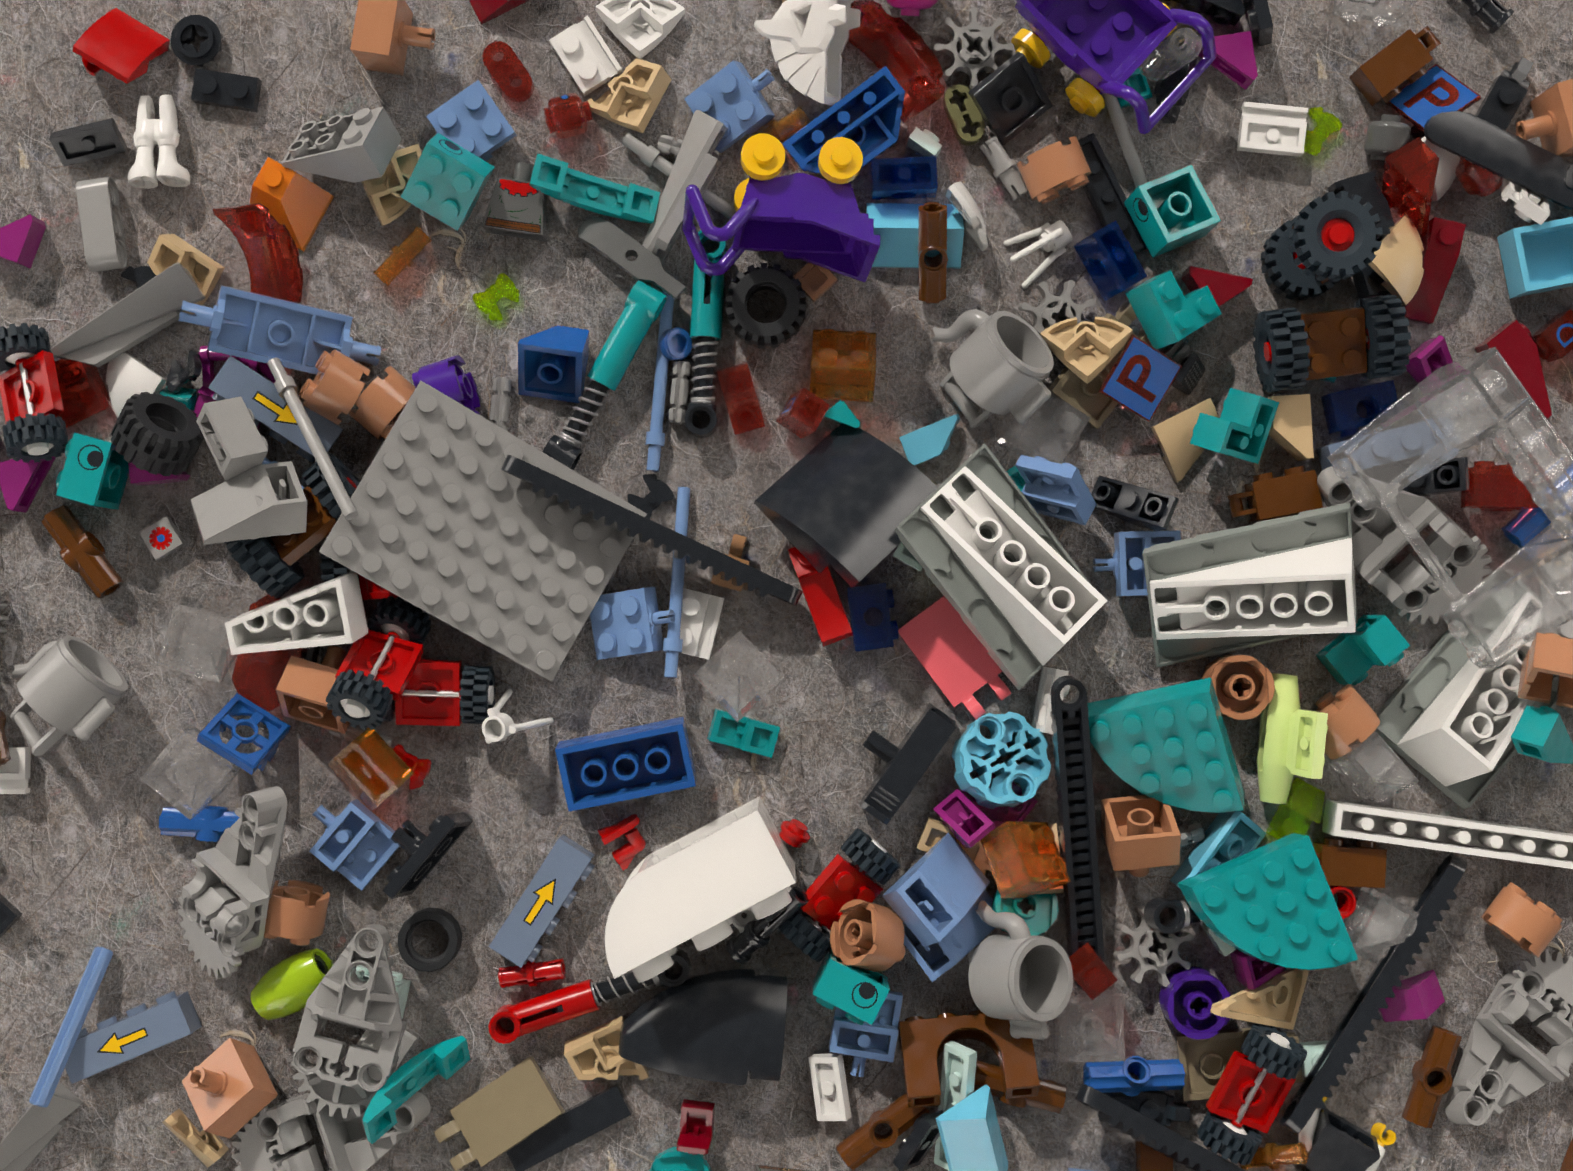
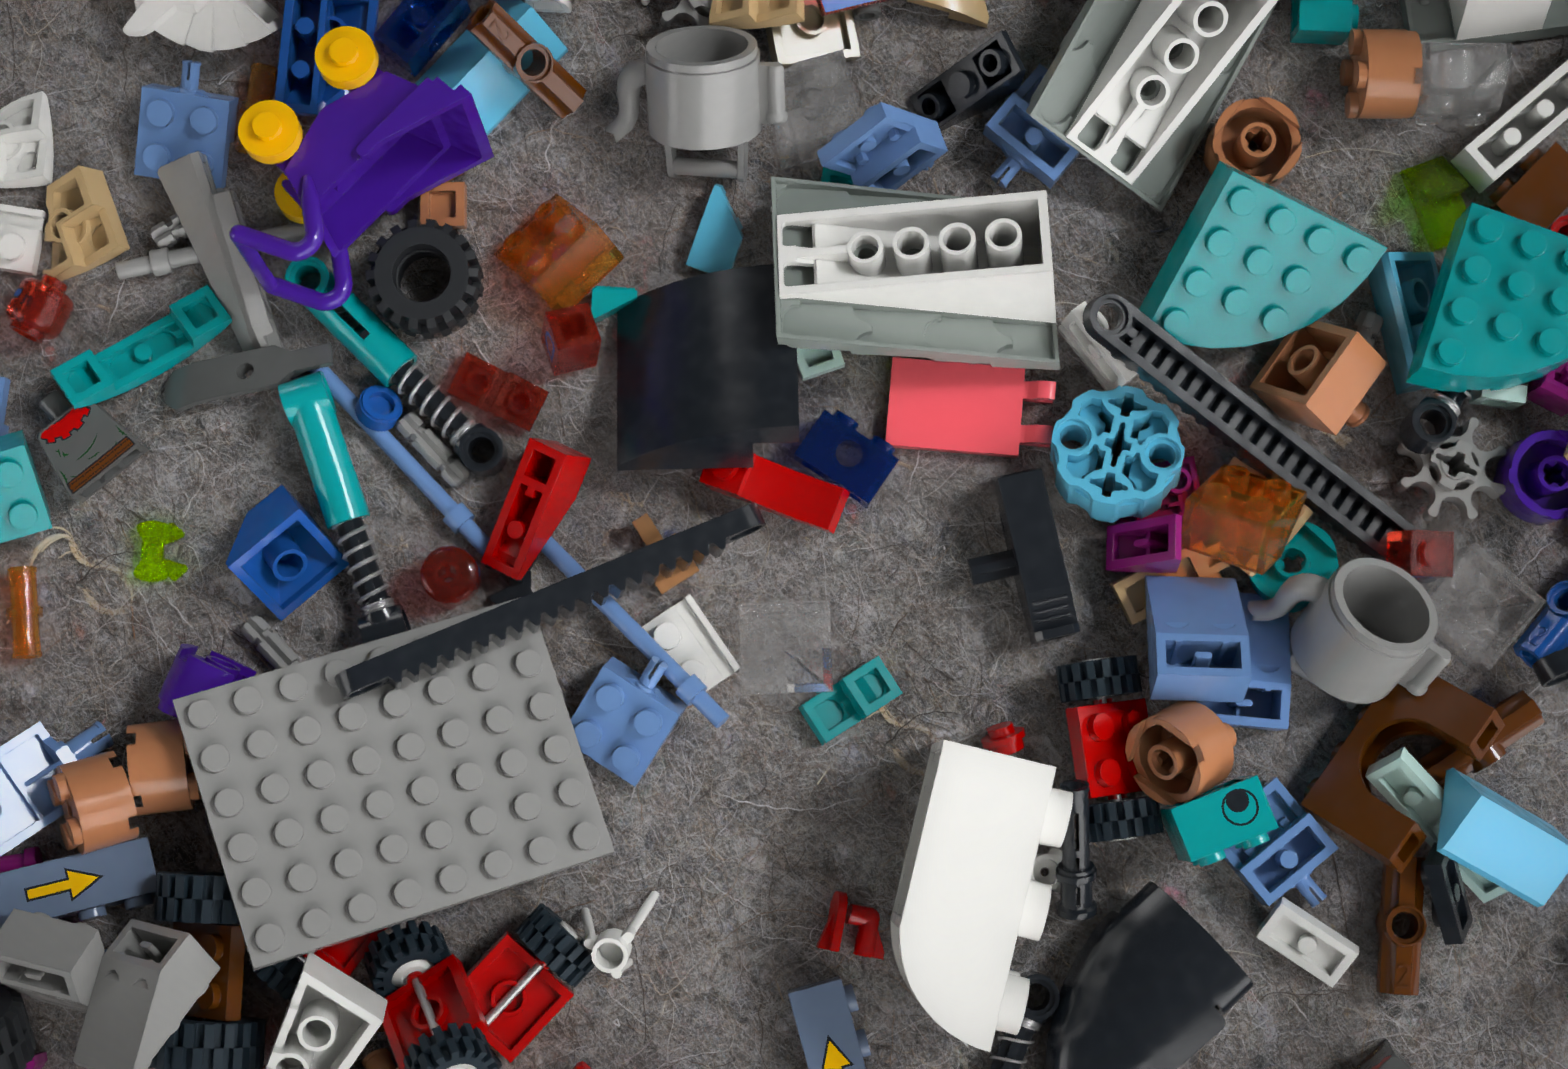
camera: 55 degrees left, 5 degrees down
(288, 389) = (52, 854): light grey bar -> none
(626, 473) = (464, 582): none -> clear red head
(626, 764) = (772, 852): blue brick -> none
(697, 474) = (535, 505): none -> red slope
(1288, 741) = (1357, 143): yellowish green plate -> none

